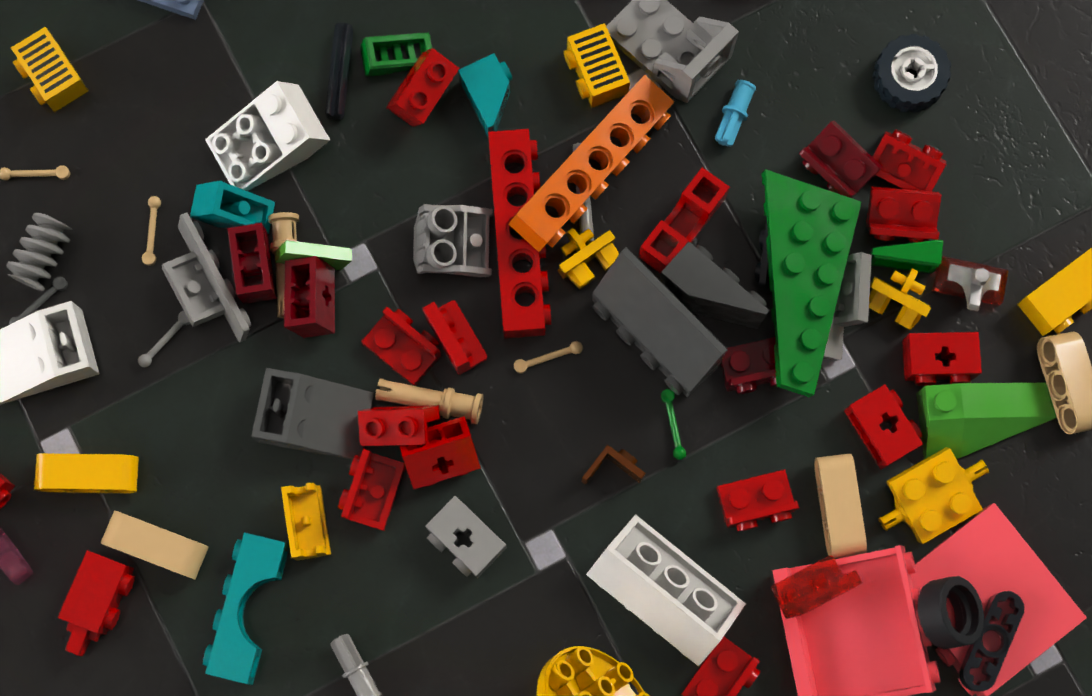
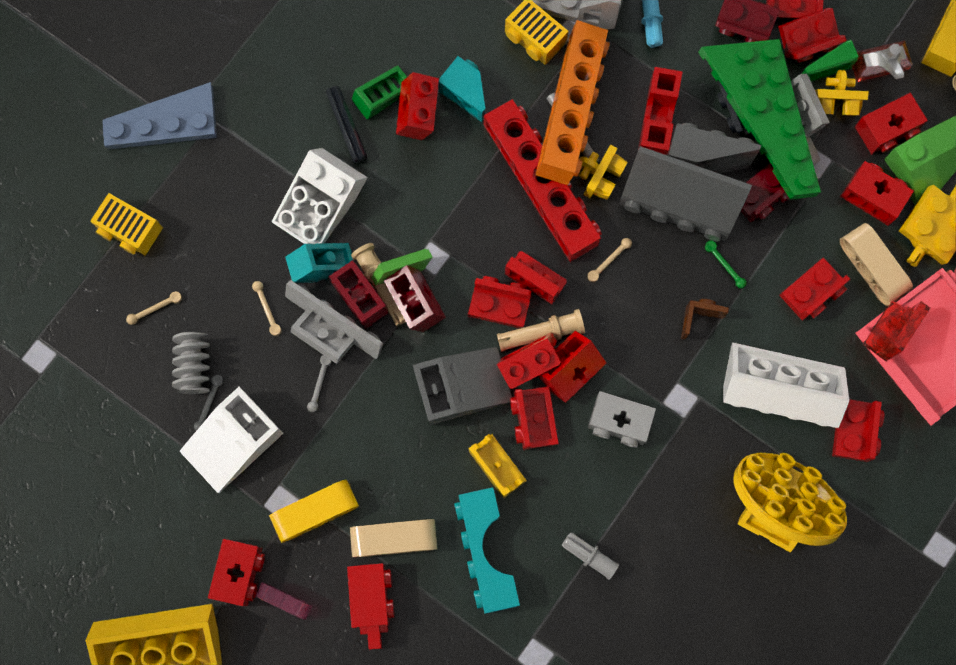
camera: 25 degrees left, 0 degrees up
(452, 240) = (496, 208): light grey slope -> none

